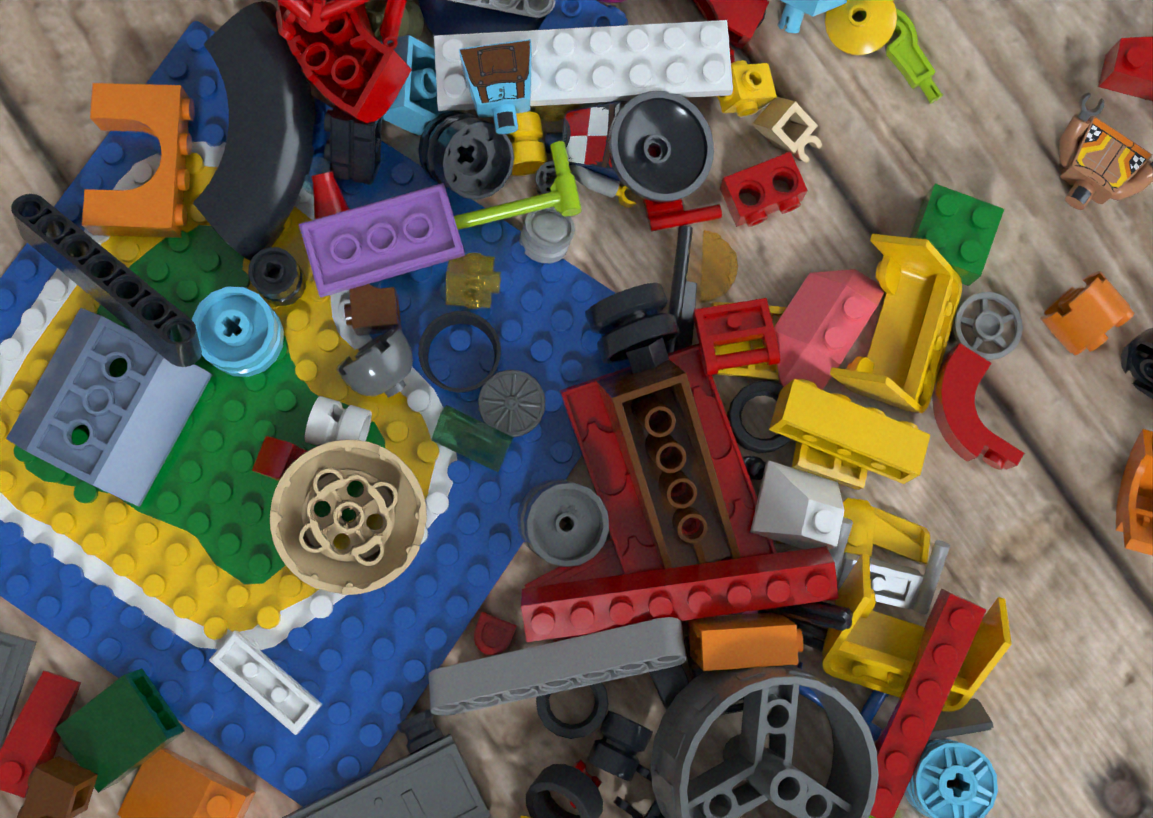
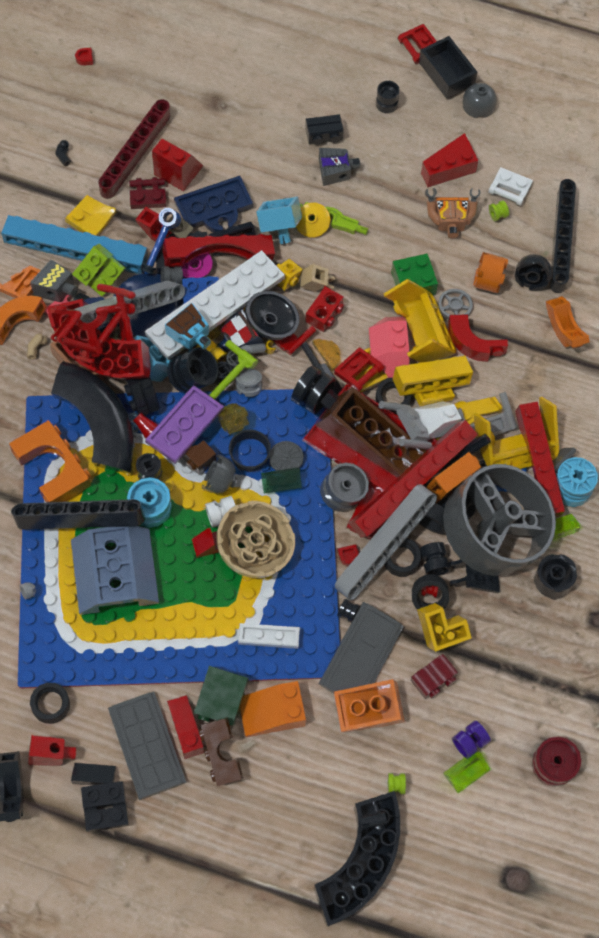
camera: 35 degrees left, 15 degrees down
(514, 192) = (226, 368): none -> black wheel
(748, 496) = (412, 424): none -> light grey plate

